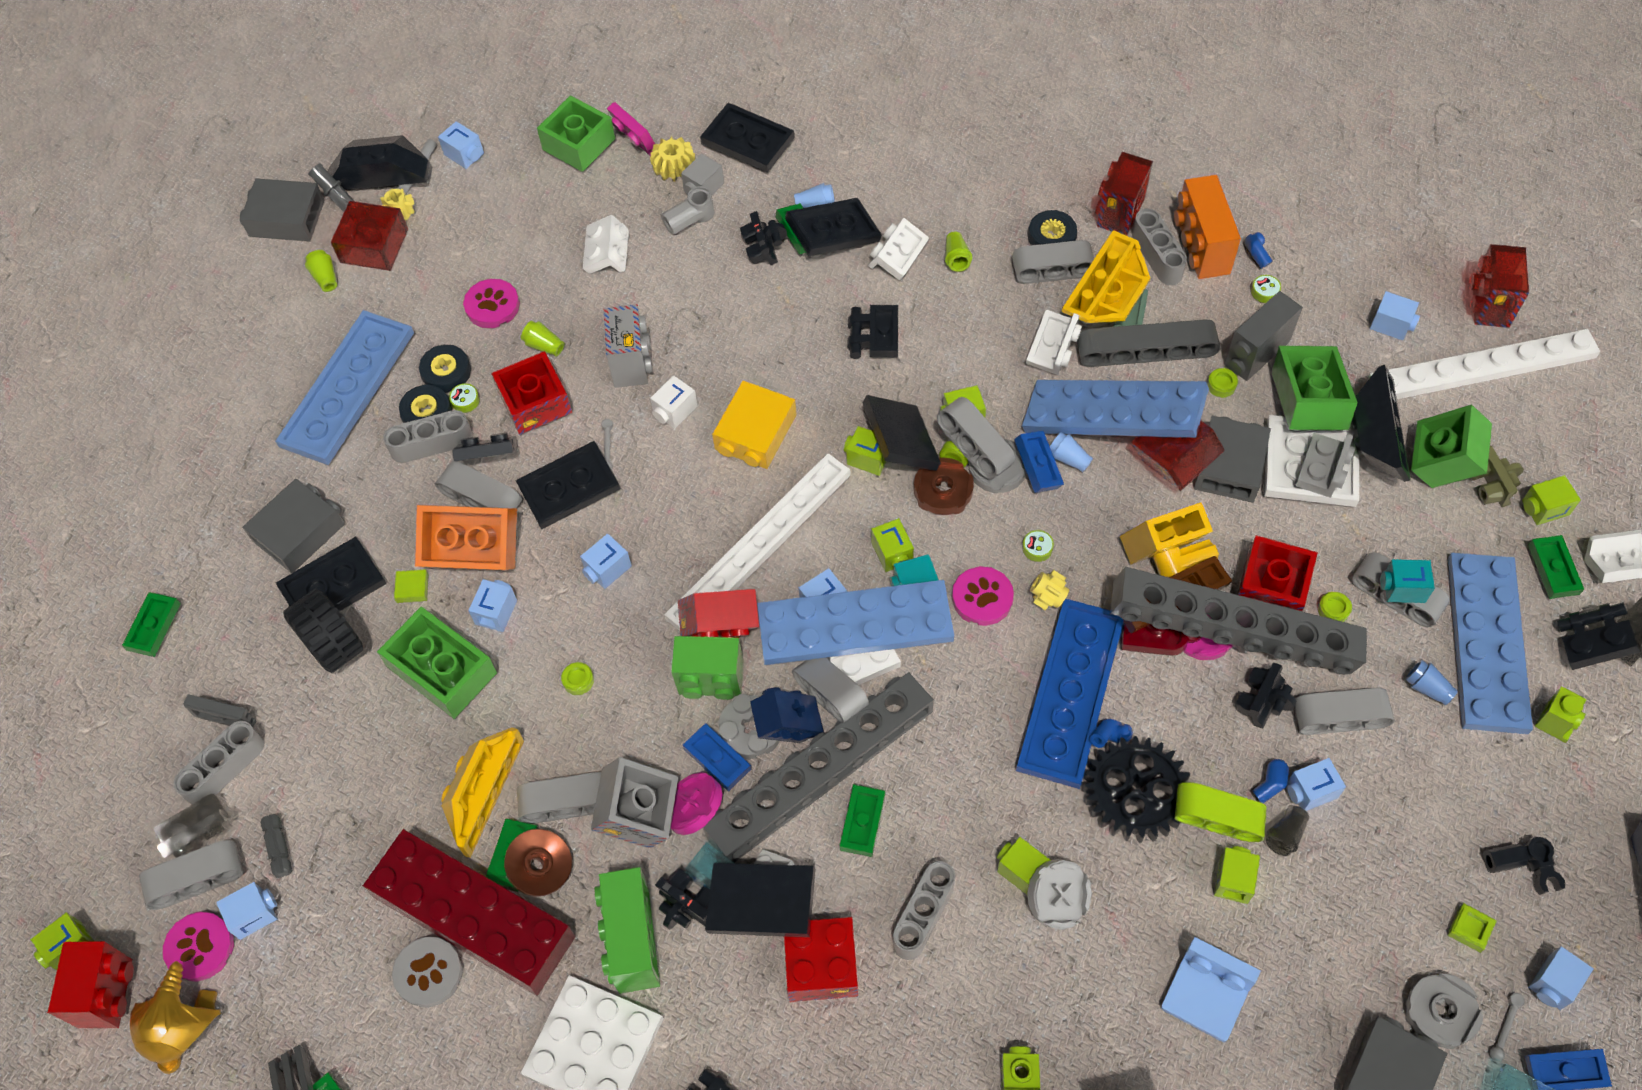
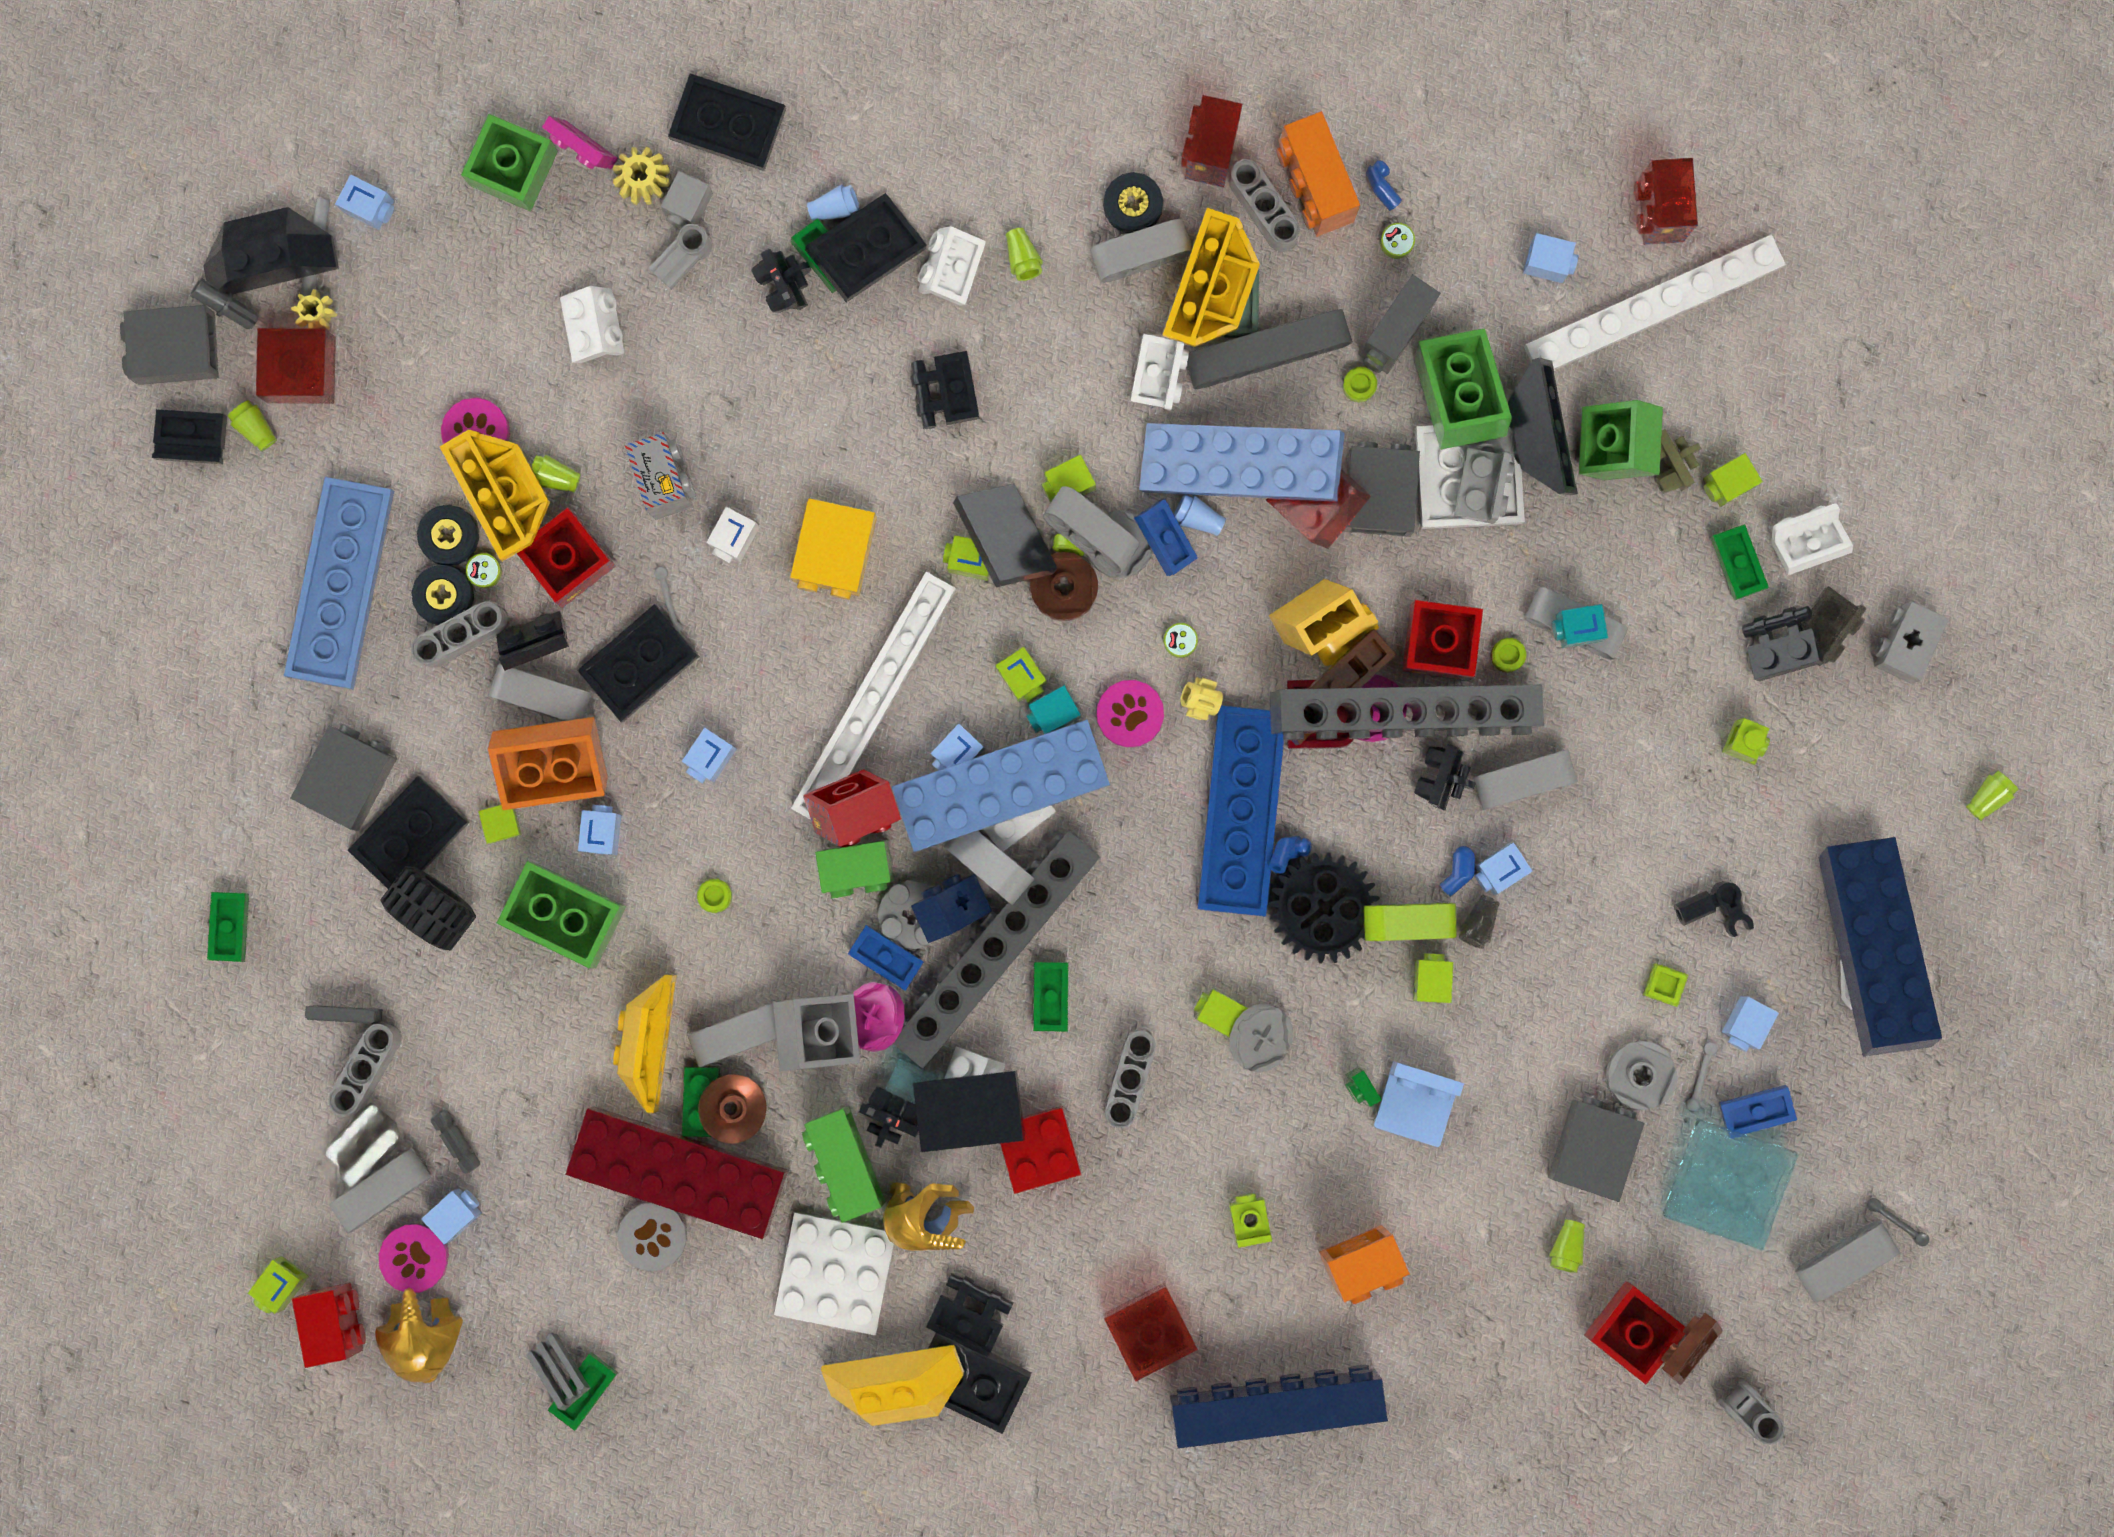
camera: 10 degrees left, 25 degrees up
(271, 270) = (189, 436): none -> black plate
(494, 331) = (498, 489): none -> yellow wedge
(673, 997) = (906, 1214): none -> pearl gold piece
(1155, 959) = (1361, 1088): none -> green plate
(1429, 681) = (1612, 727): medium blue cone -> none
(1489, 644) = (1672, 664): medium blue plate -> none

